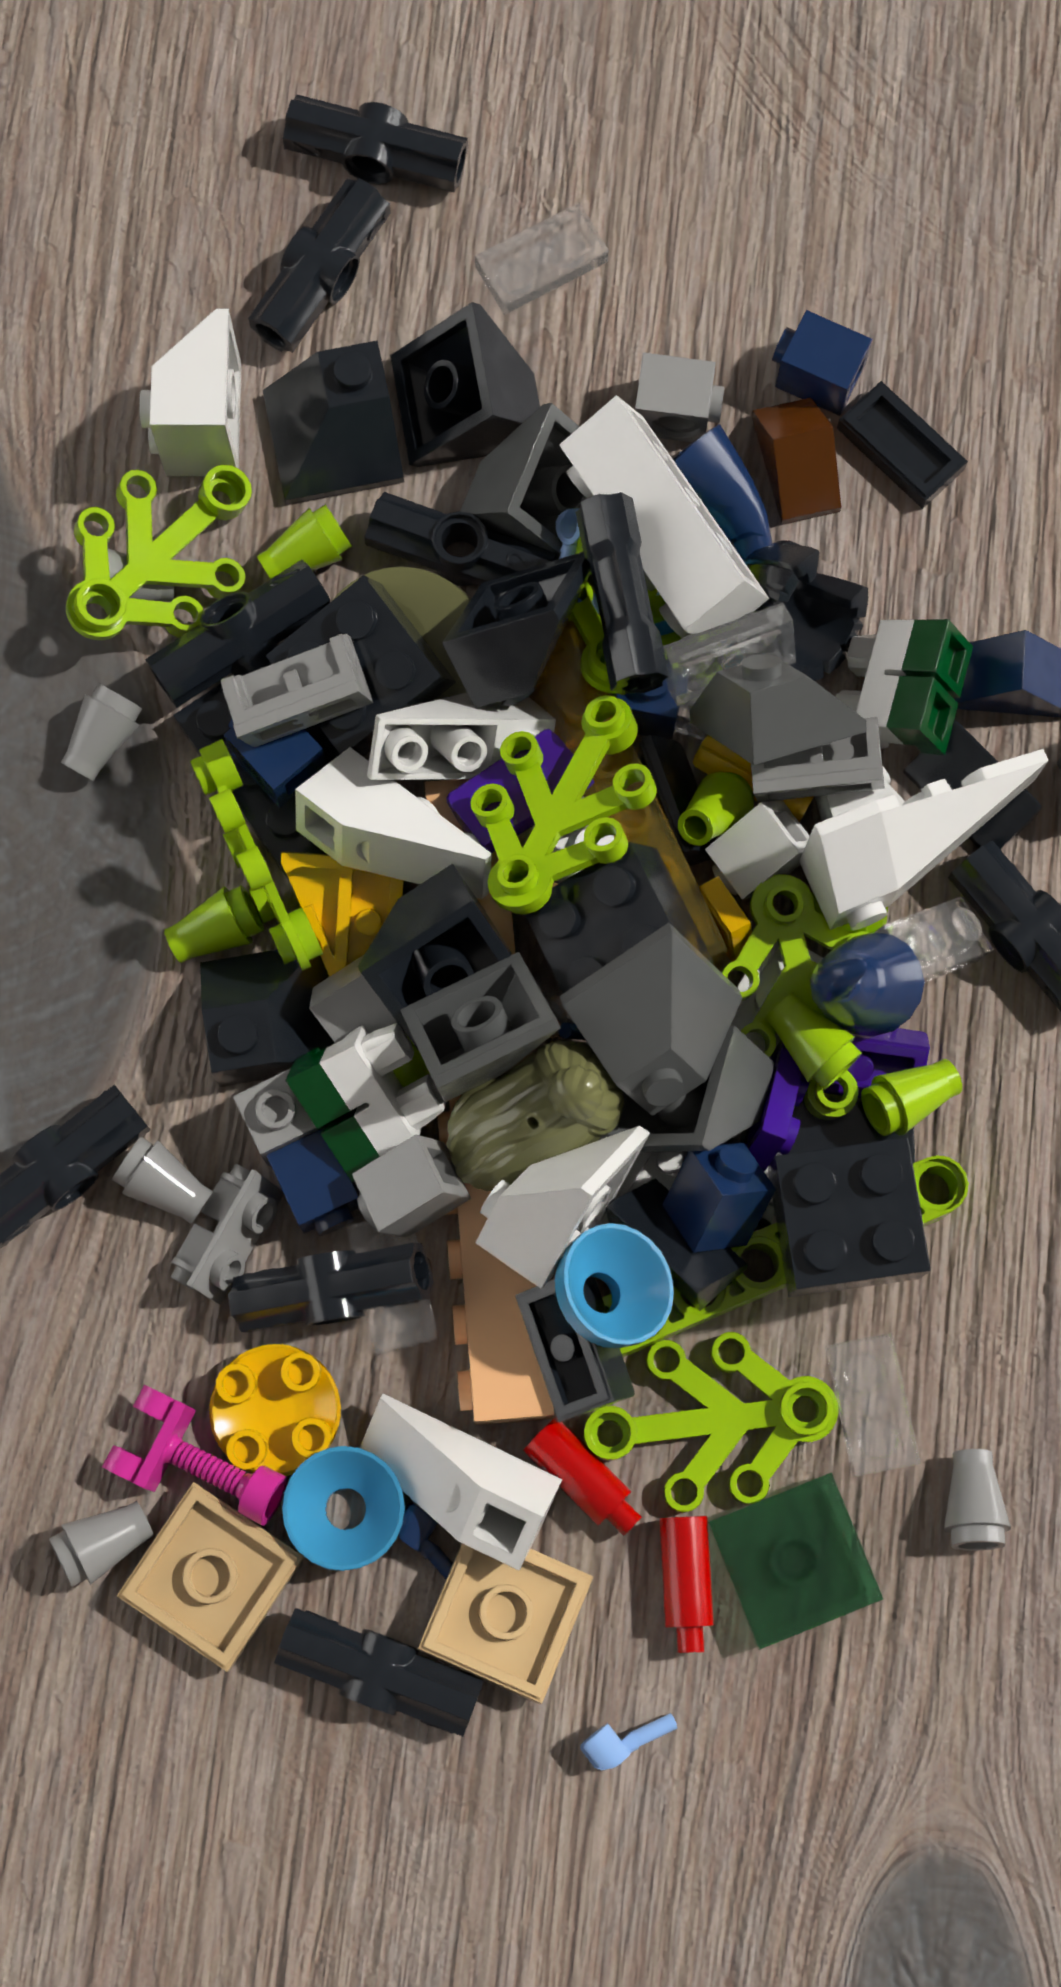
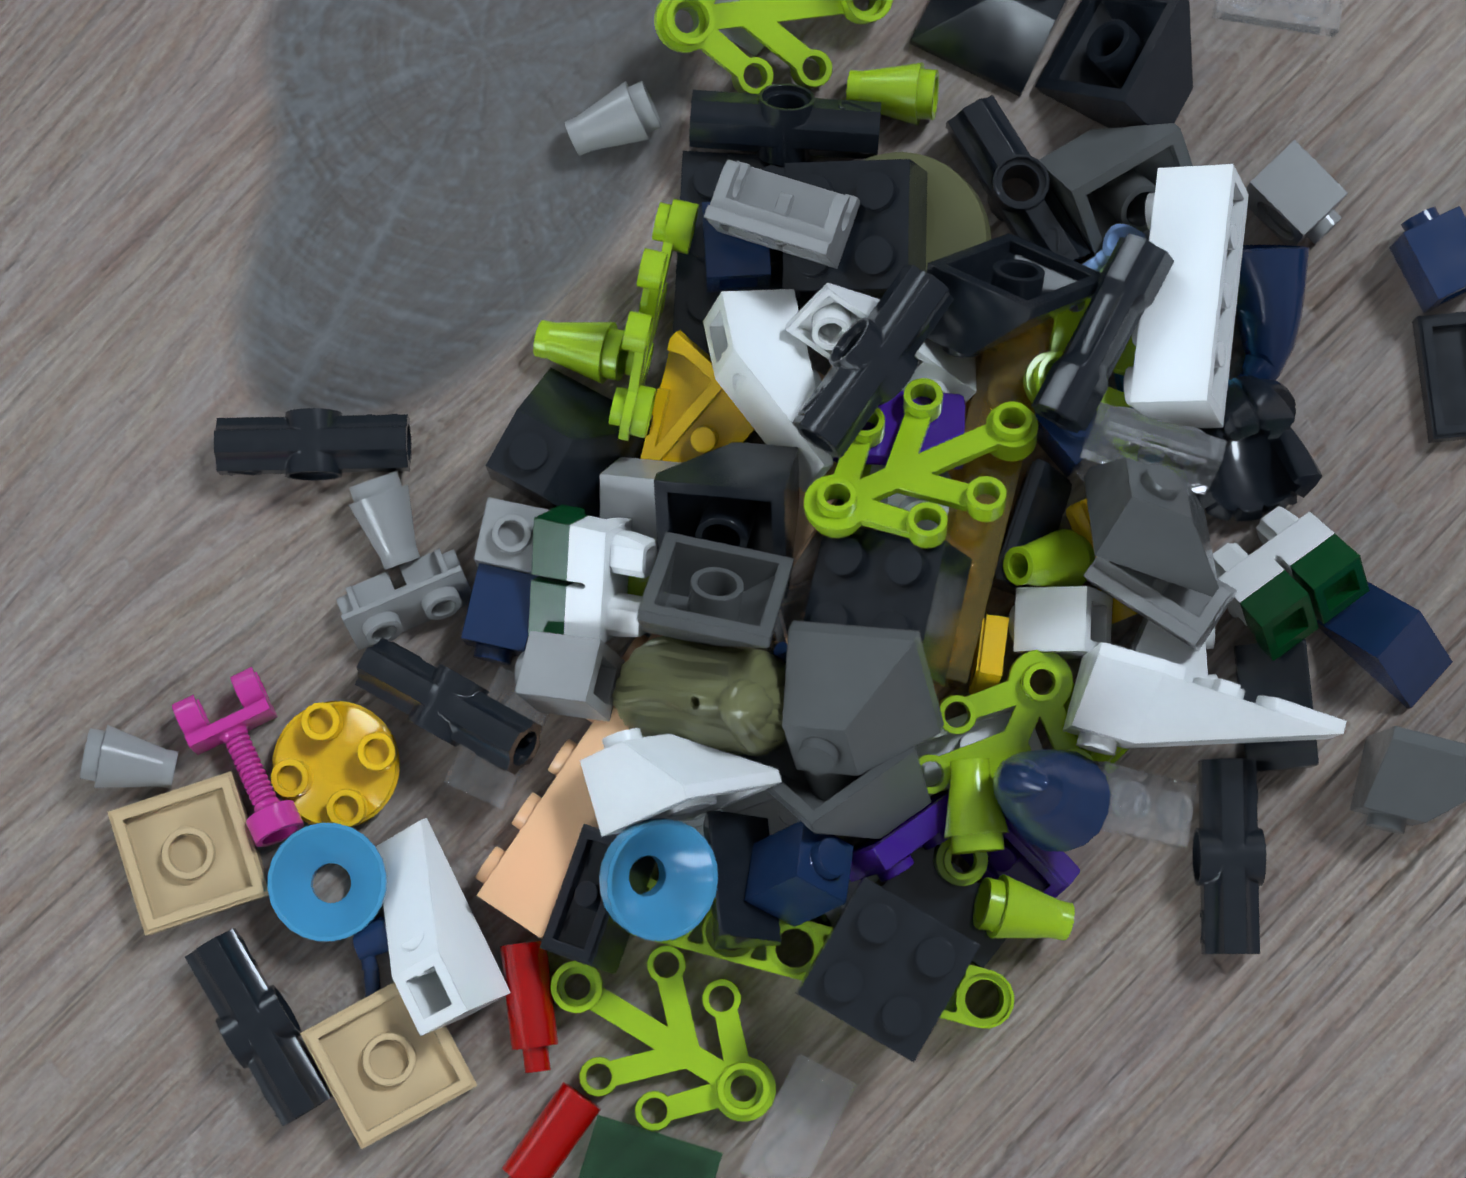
camera: 35 degrees right, 5 degrees up
(461, 747) = (873, 361): none -> black piece
(799, 459) = (1357, 323): reddish brown slope -> none

